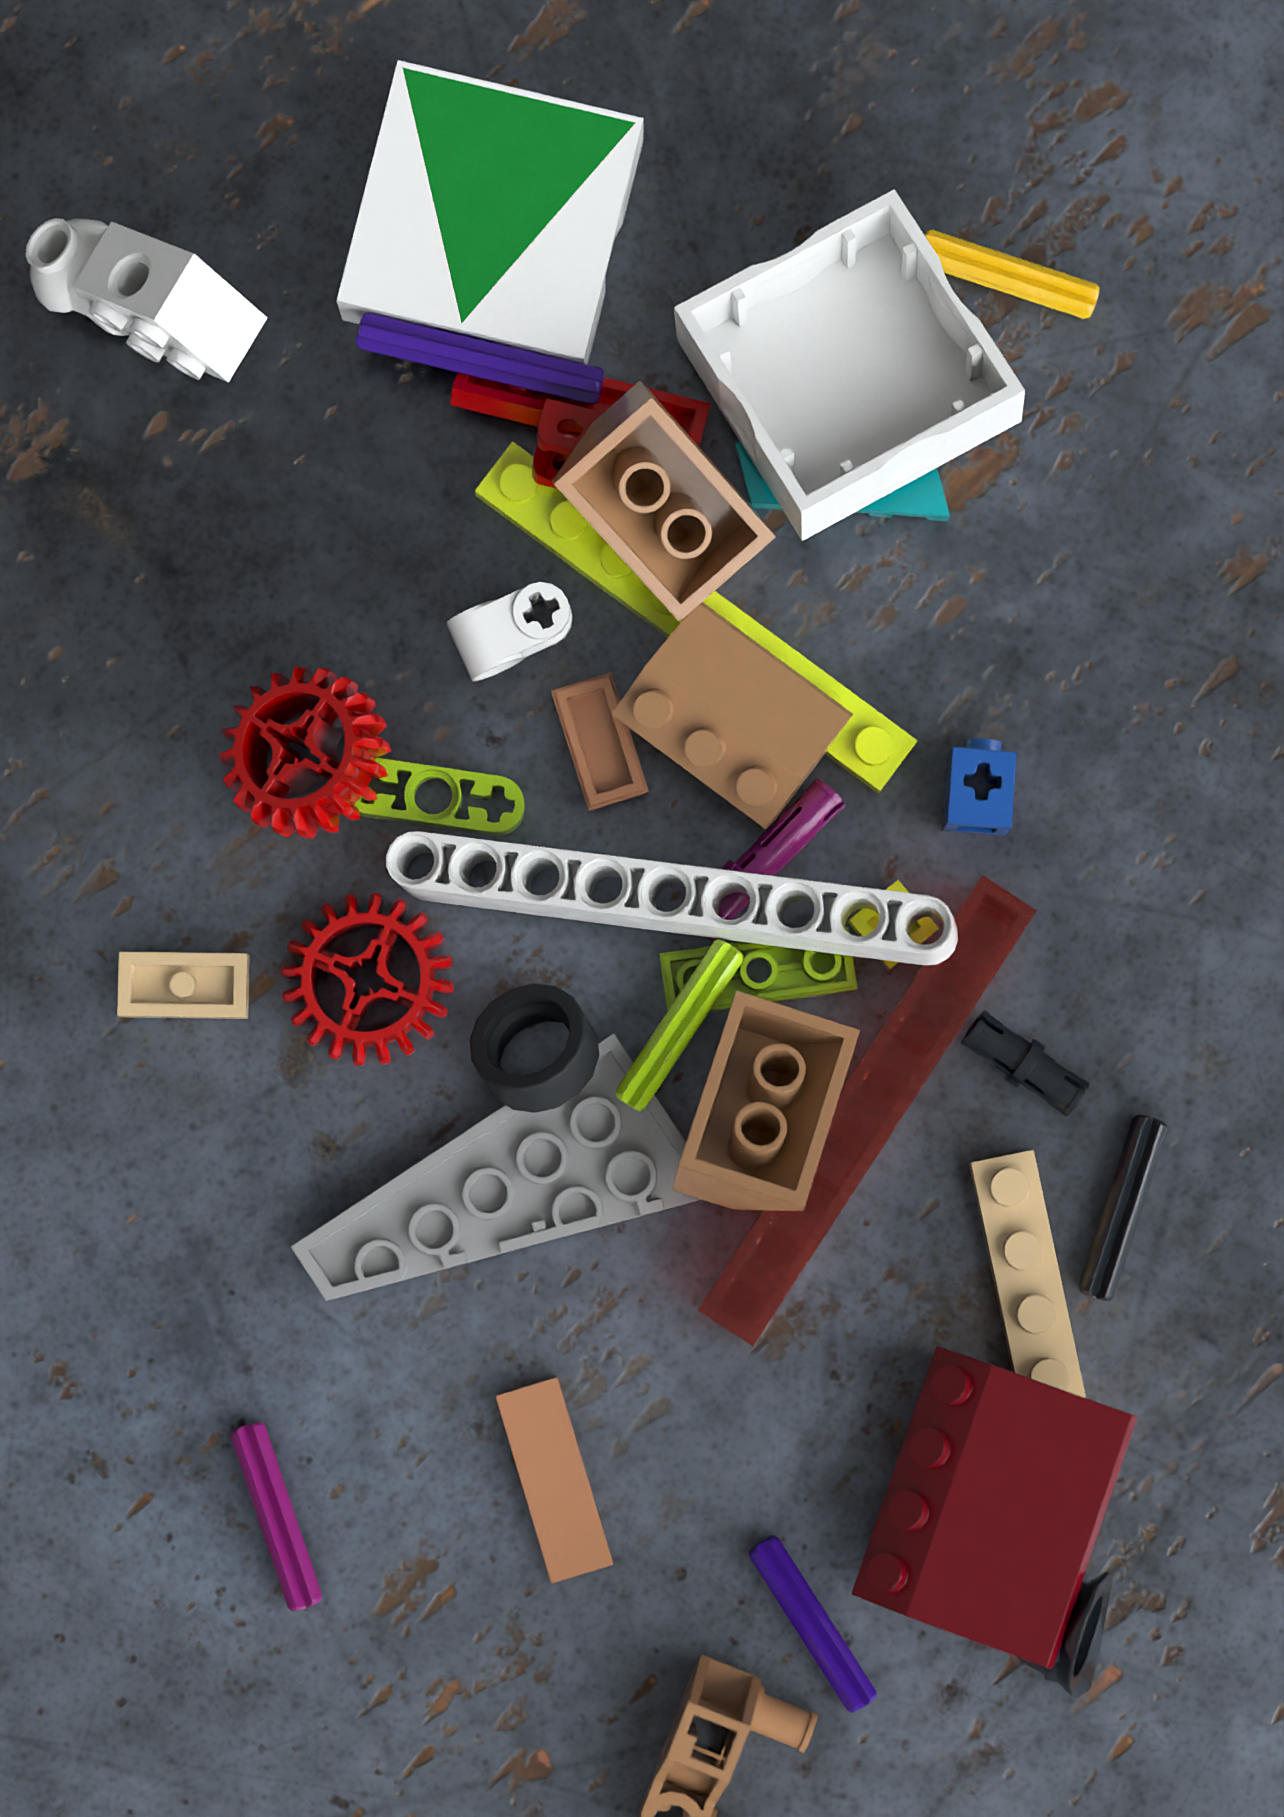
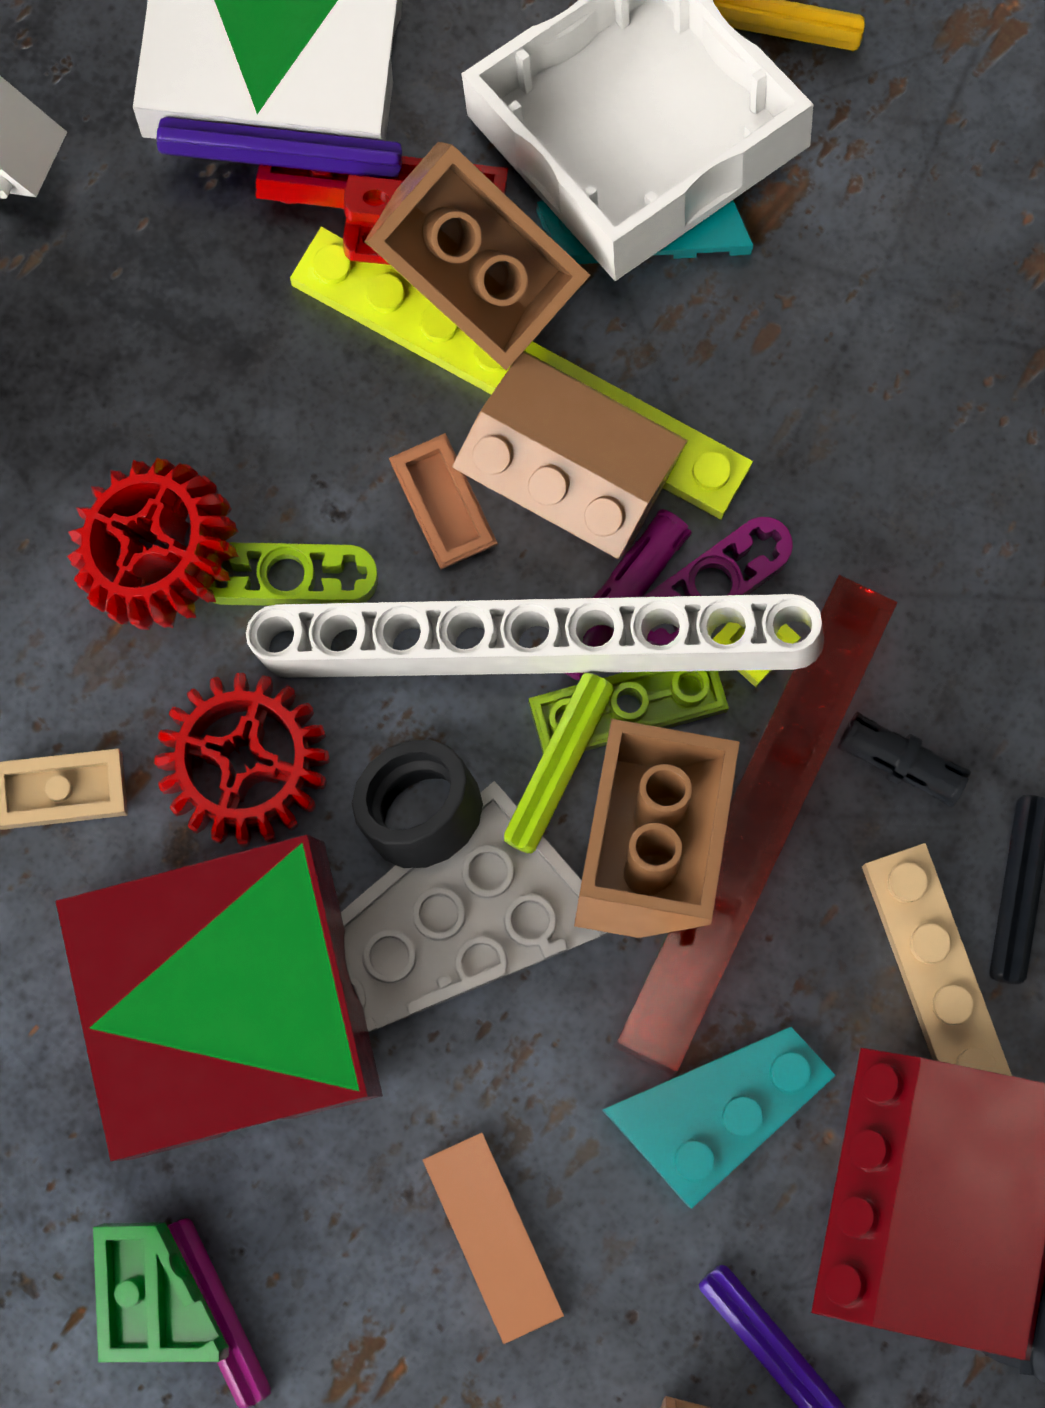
camera: 10 degrees left, 5 degrees down
(216, 1495) = (149, 1299): none -> wing
(316, 1214) = (217, 998): none -> tile
(497, 634) = (335, 407): white piece -> none
(794, 1387) = (721, 1112): none -> teal wing
(894, 824) = (739, 543): none -> magenta beam
(961, 808) = (805, 518): blue brick -> none

